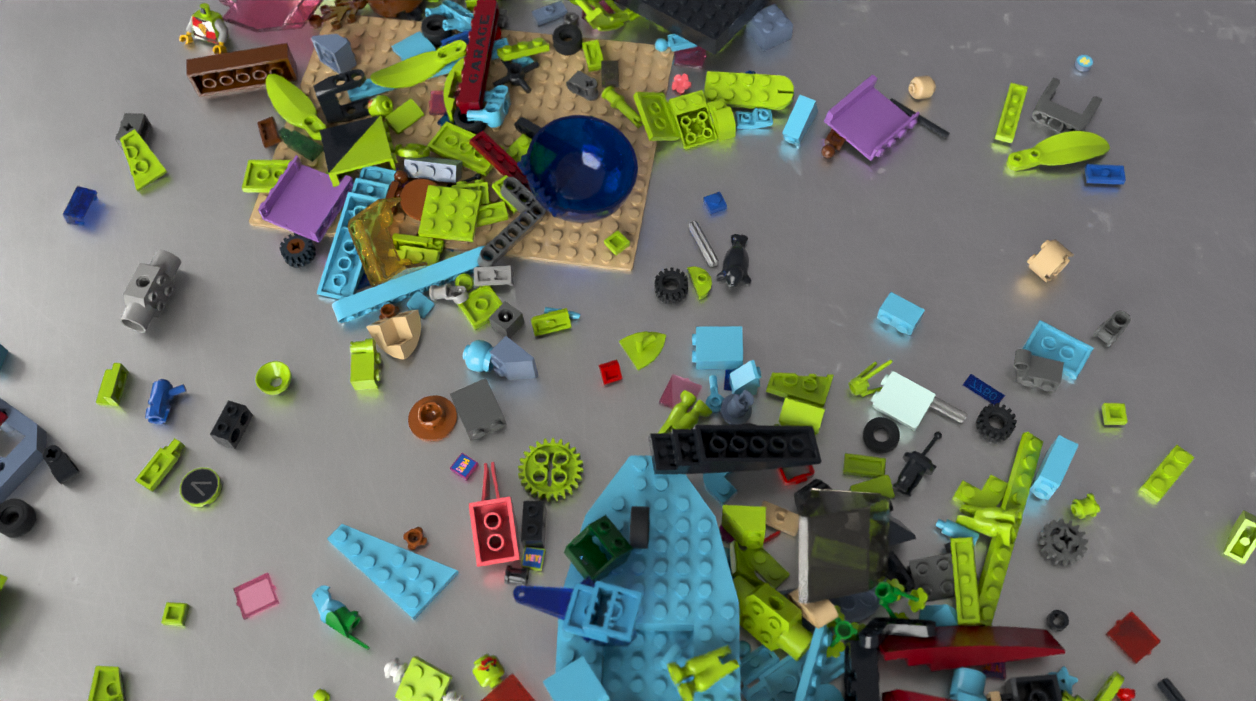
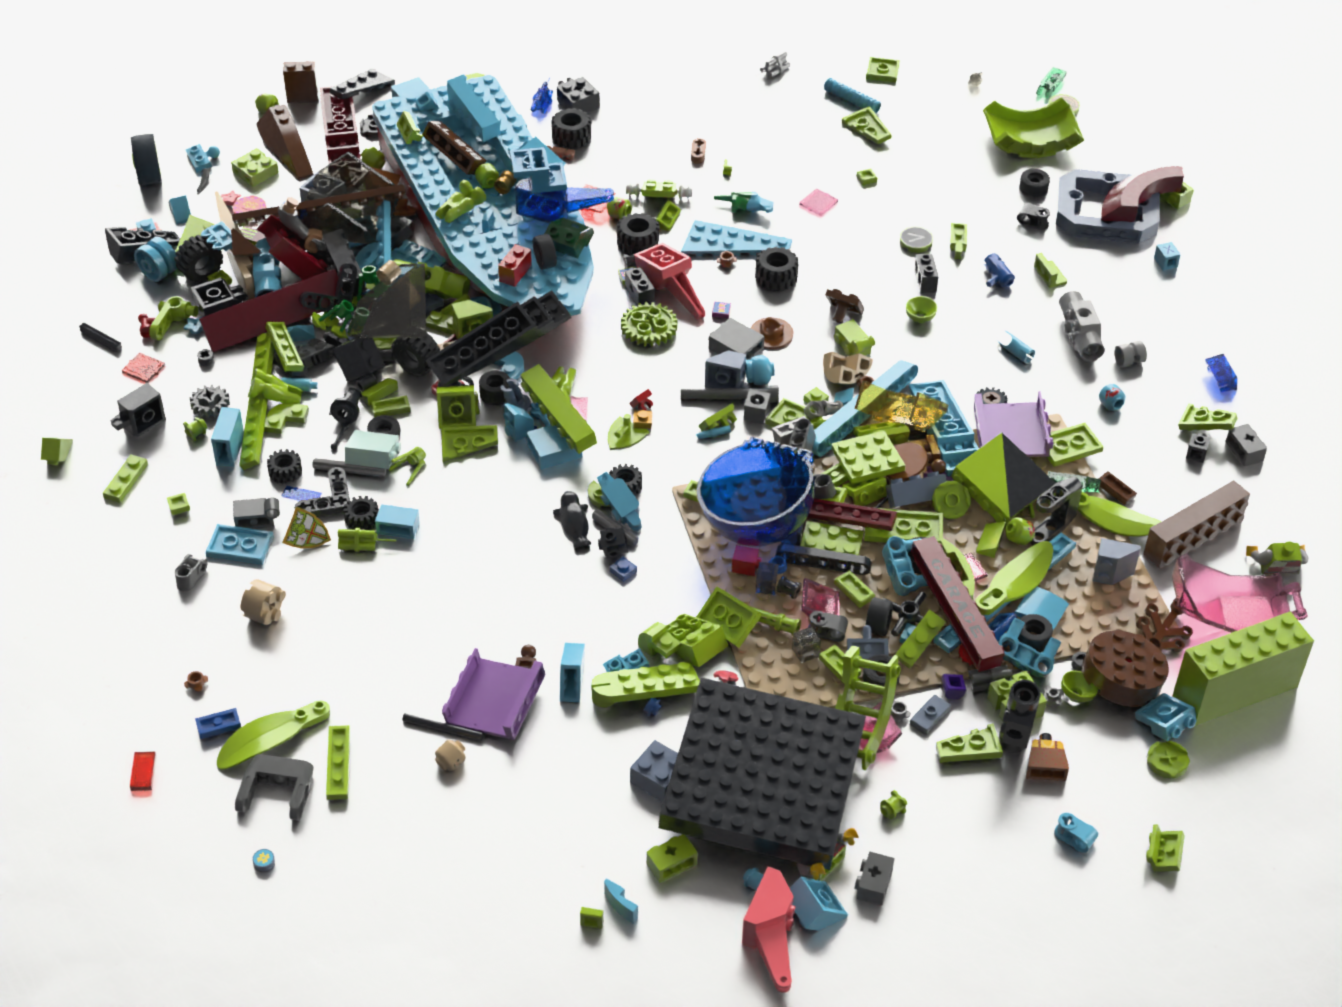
camera: 150 degrees right, 15 degrees down
(138, 251) = (1130, 353): none -> light grey wheel
(171, 144) = (1200, 443): none -> black brick
(193, 213) = (1112, 397): none -> medium azure head
(223, 300) = (1019, 349): none -> medium azure piece
(342, 408) = (843, 303): none -> reddish brown plate
(365, 480) = (776, 268): none -> black tyre
(440, 643) = (667, 215): none -> lime slope
(444, 318) = (815, 395): none -> lime plate
(479, 599) = (637, 233): none -> black tyre
(482, 331) = (726, 393): none -> dark grey piece
(520, 21) = (953, 686): none -> dark purple brick
(541, 74) = (879, 616): none -> black tyre
(541, 109) = (854, 589): none -> lime plate
(561, 58) = (868, 646): none -> sand blue plate
(576, 104) = (819, 598): none -> clear pink slope
(620, 352) = (642, 419): none -> pearl gold plate
(680, 528) = (514, 265): none -> red brick
(689, 253) = (621, 500): none -> medium azure hinge
(704, 363) = (558, 409): none -> lime brick
(714, 219) = (613, 541): none -> black brick
(937, 329) = (359, 505): none -> black tyre
(942, 309) = (358, 540): none -> lime piece
(951, 368) = (335, 498): none -> black beam
(994, 335) = (305, 530): none -> shield
(1122, 217) = (196, 681): none -> dark orange plate
(1148, 543) = (139, 411): none -> black hinge
(1172, 159) = (143, 771): none -> clear red tile

